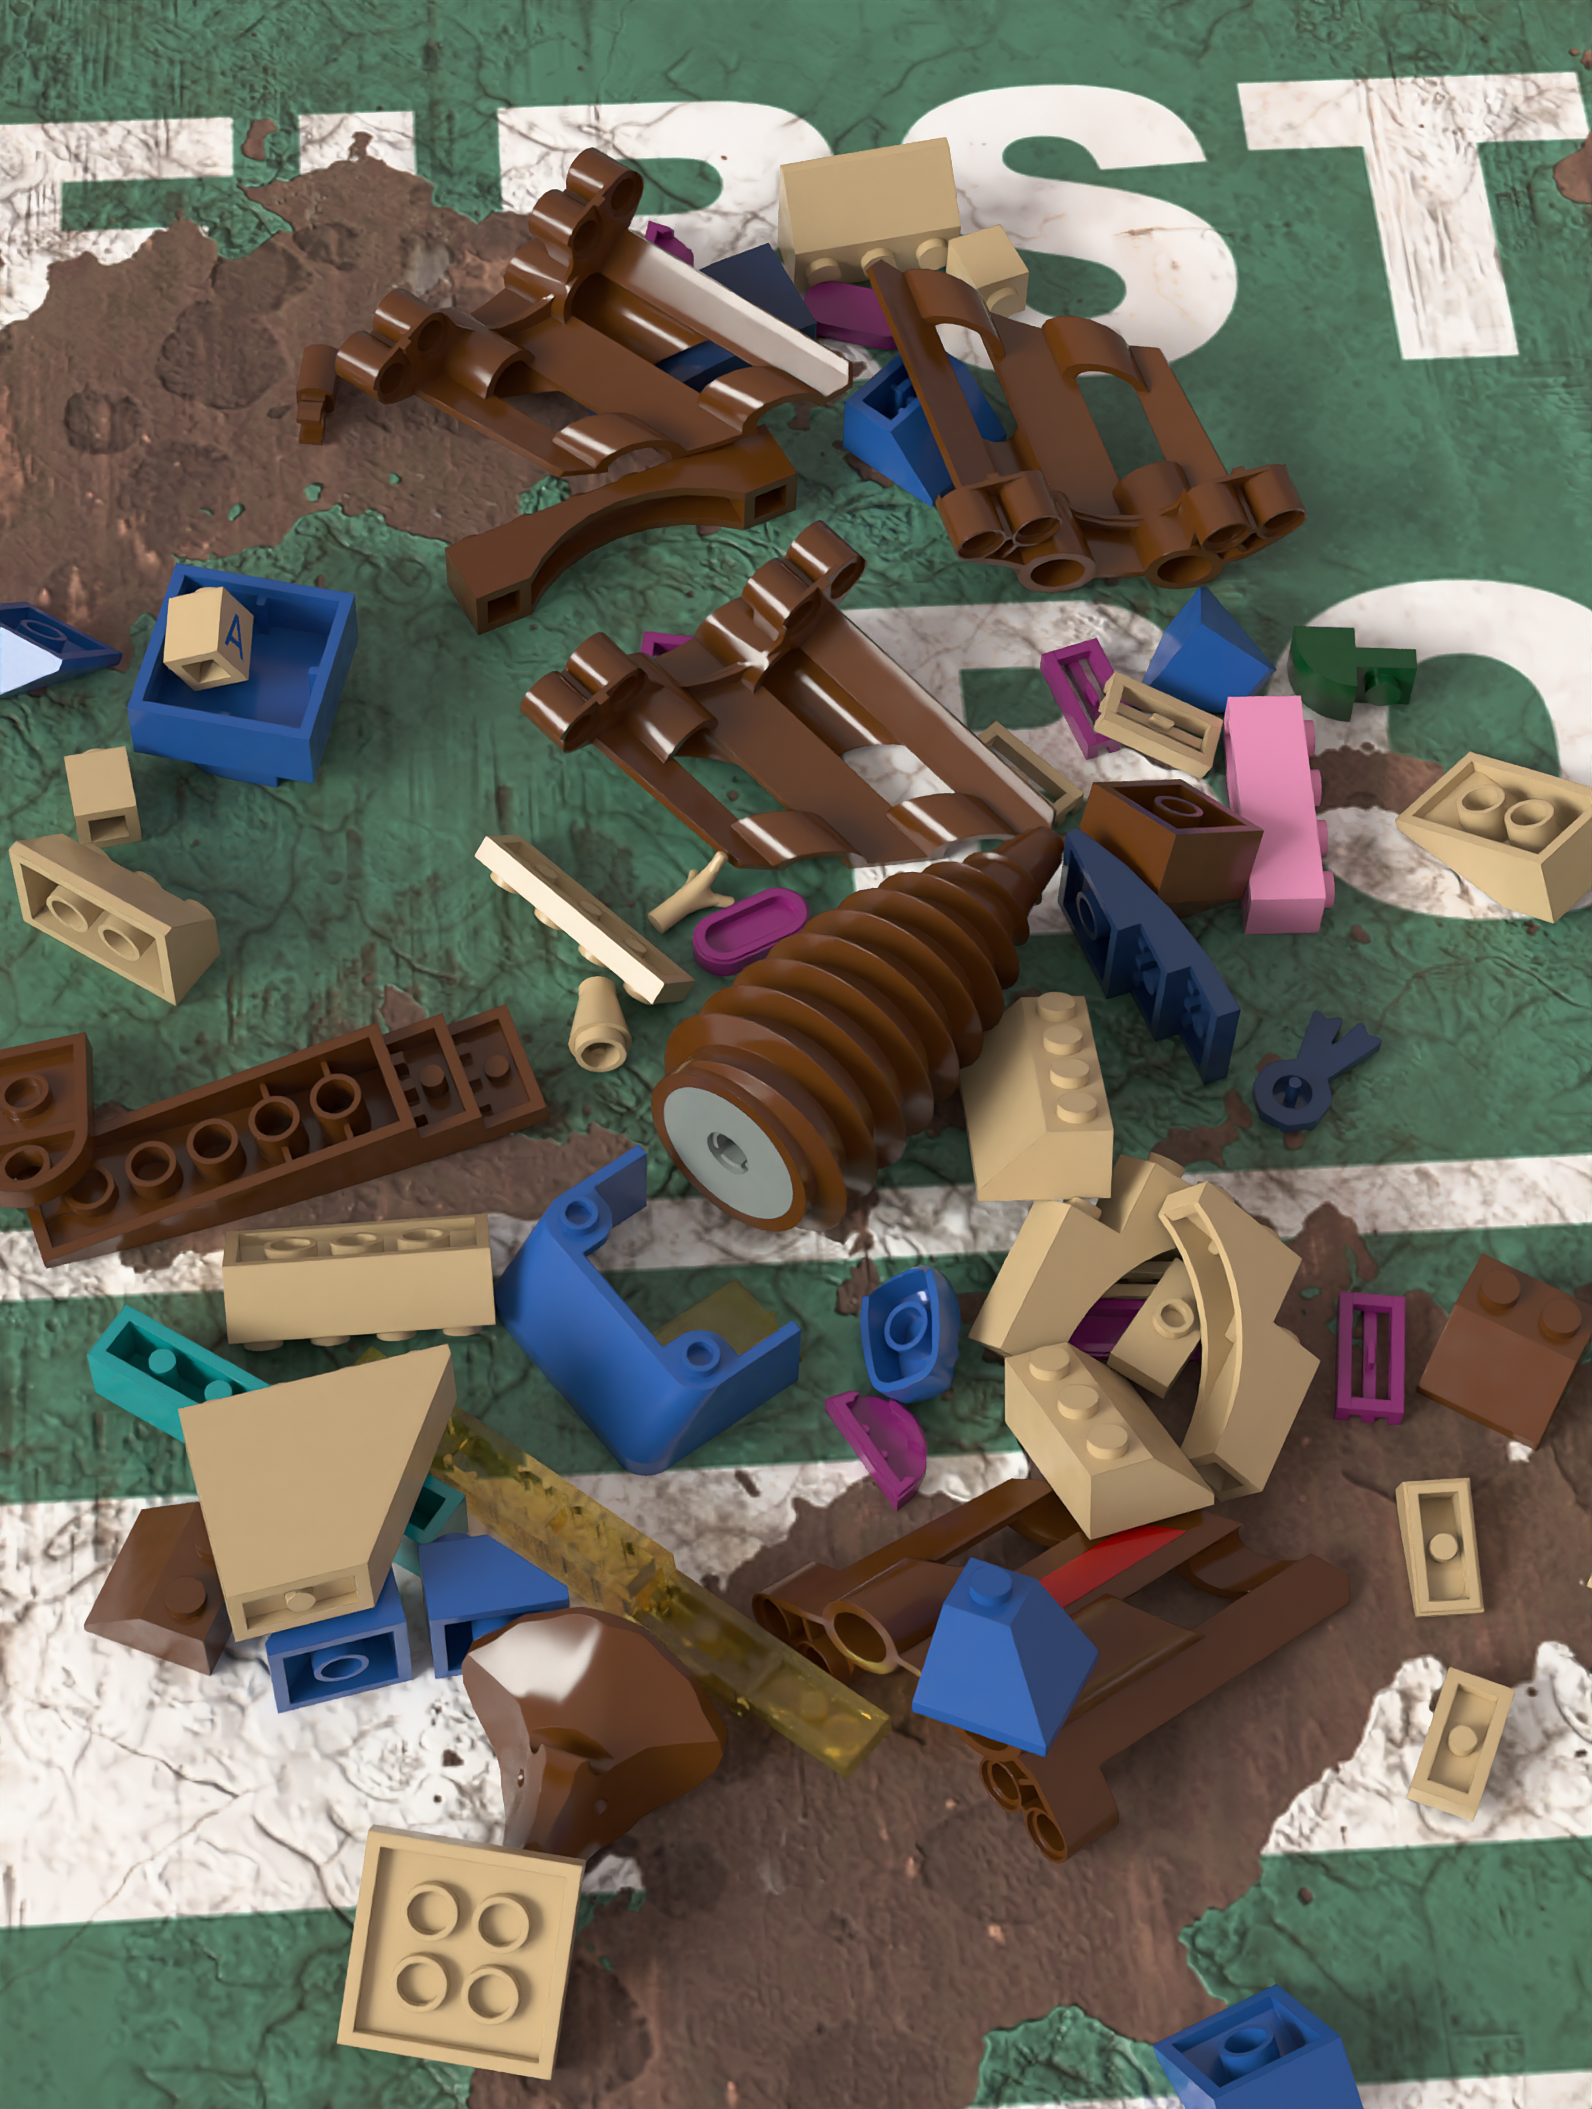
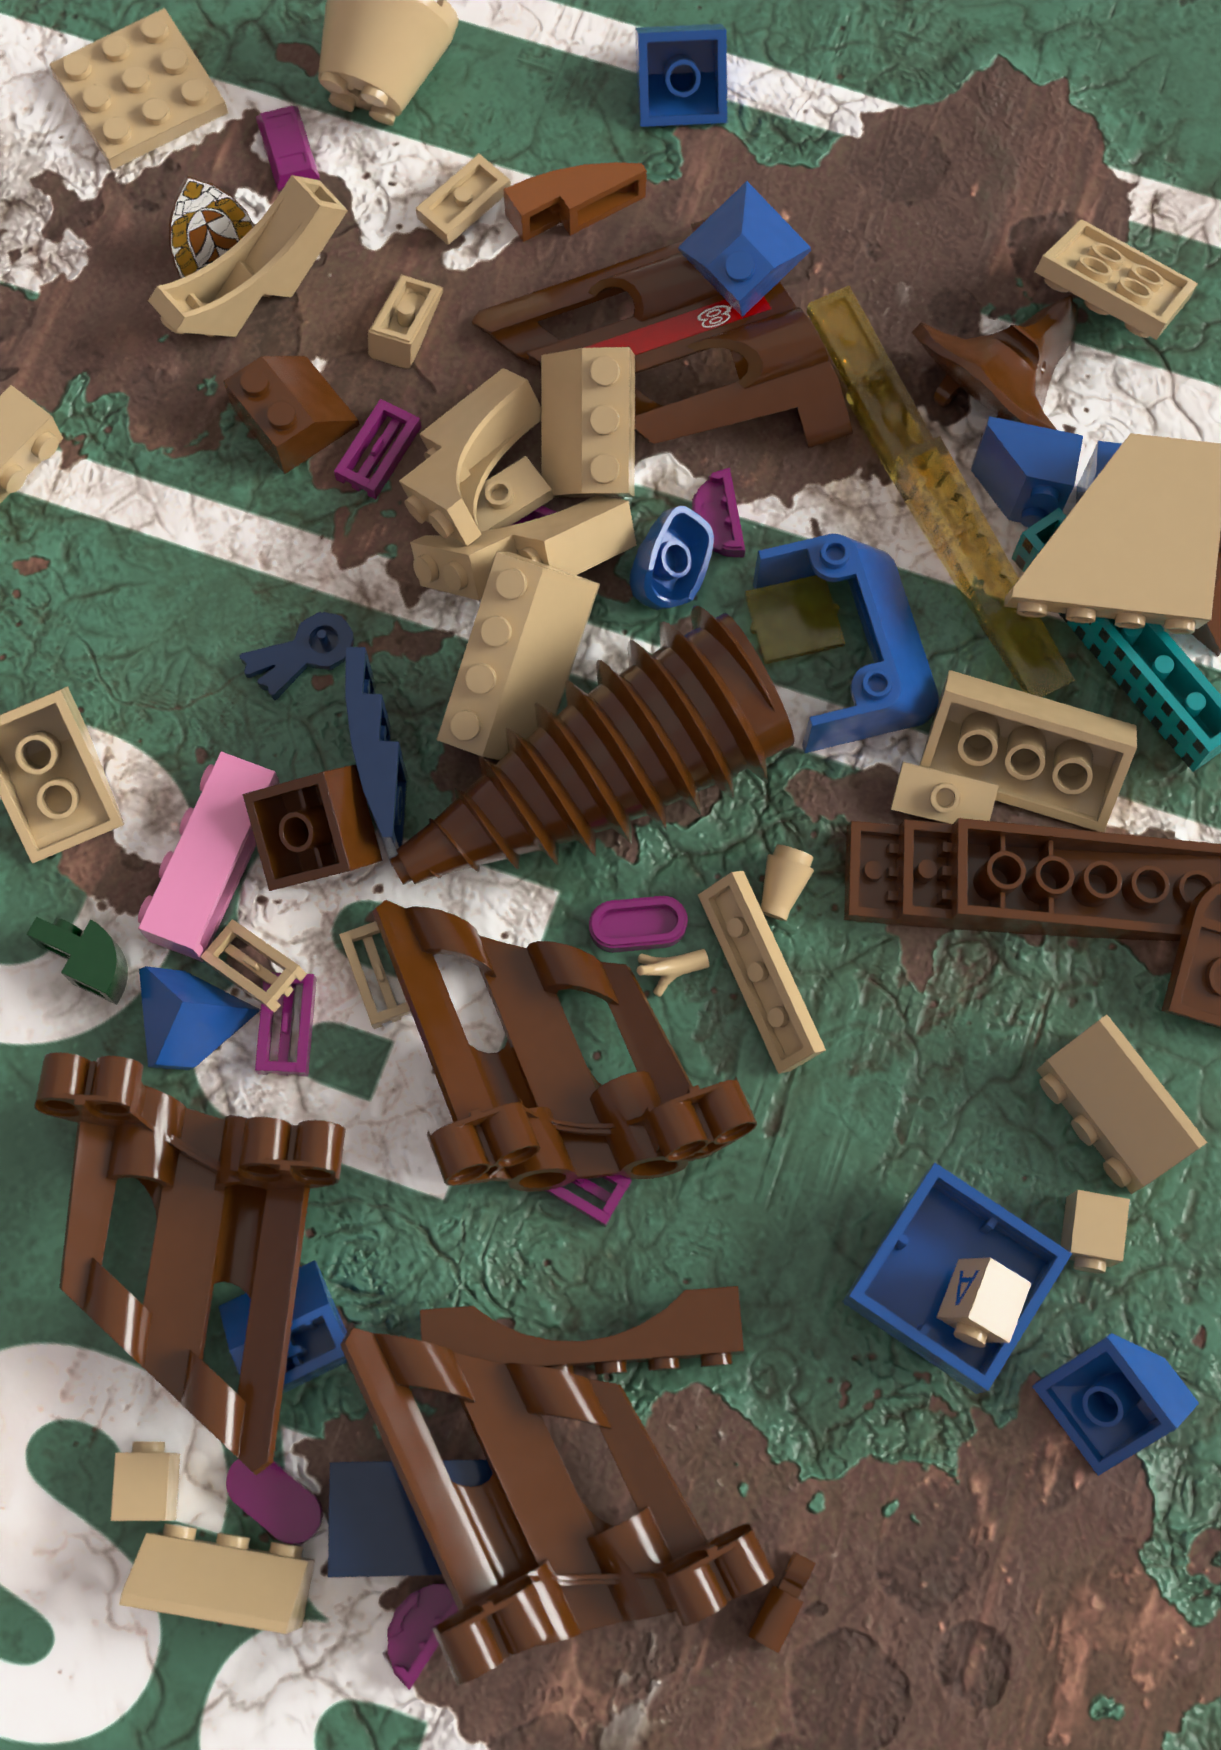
camera: 155 degrees left, 15 degrees up
(443, 1189) = (942, 795): none -> tan plate
(1310, 1800) = (573, 197): none -> dark orange slope

